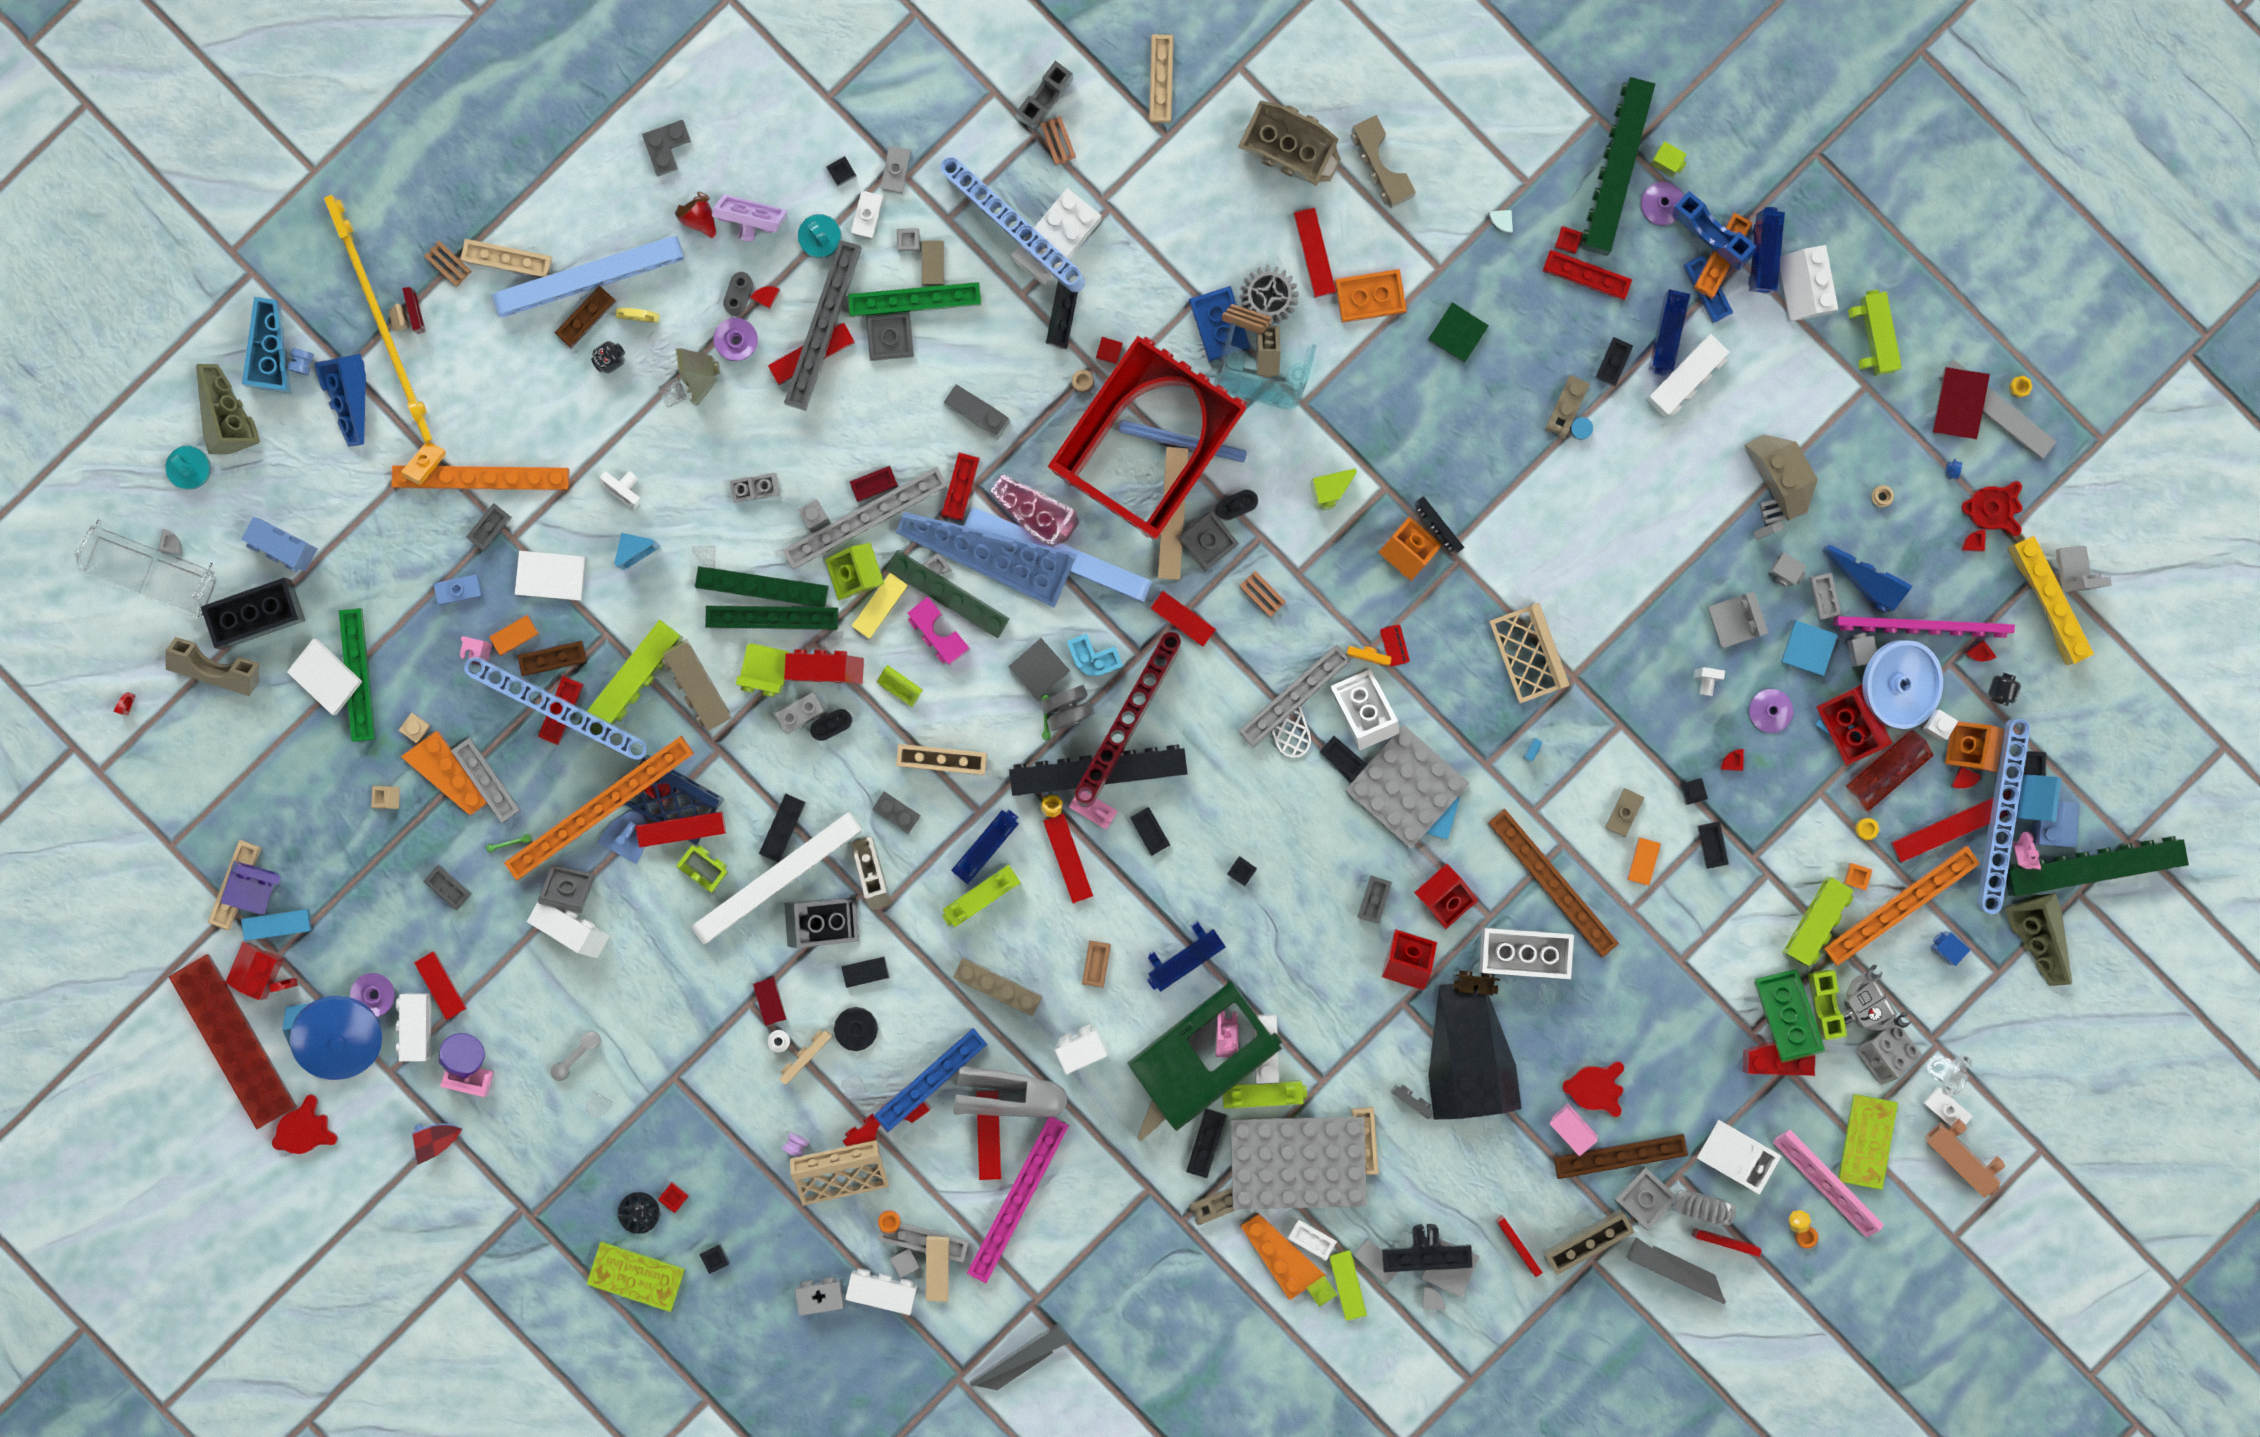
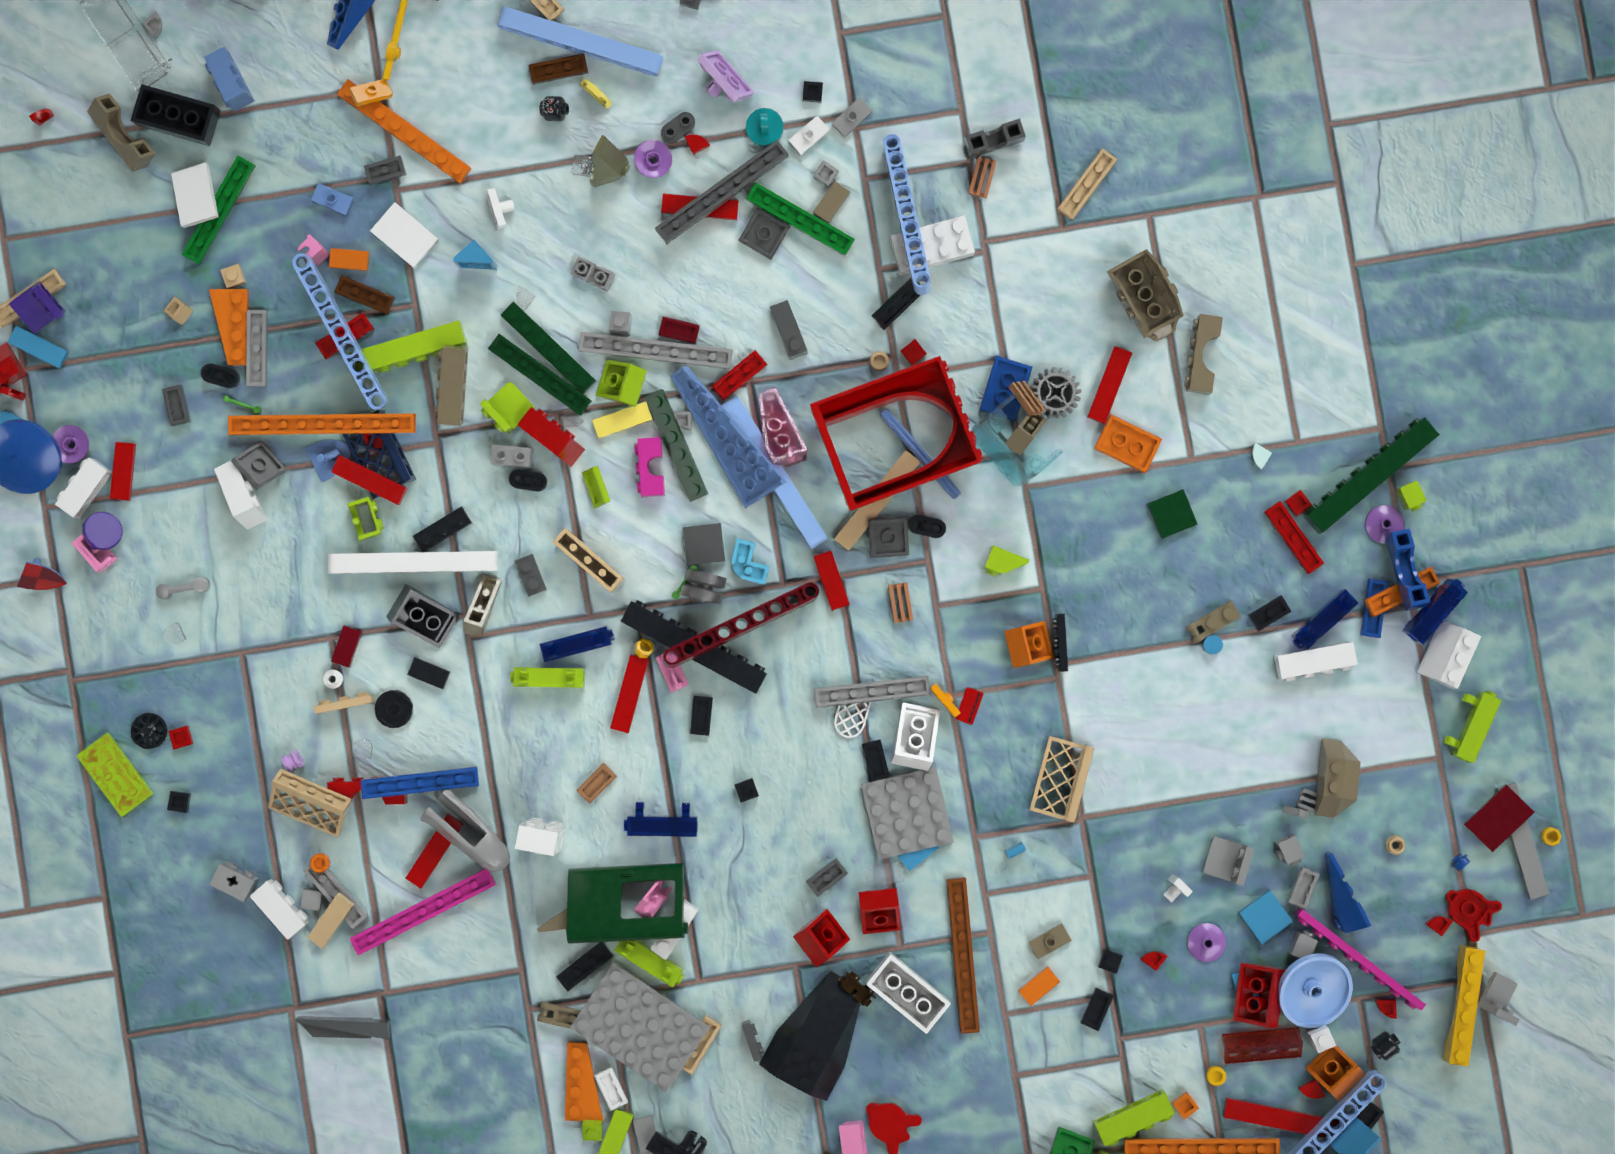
camera: 40 degrees right, 0 degrees up
(470, 830) = (221, 376): none -> black plate
(698, 215) = (688, 51): red hat -> none
(997, 986) = (514, 750): dark tan brick -> none

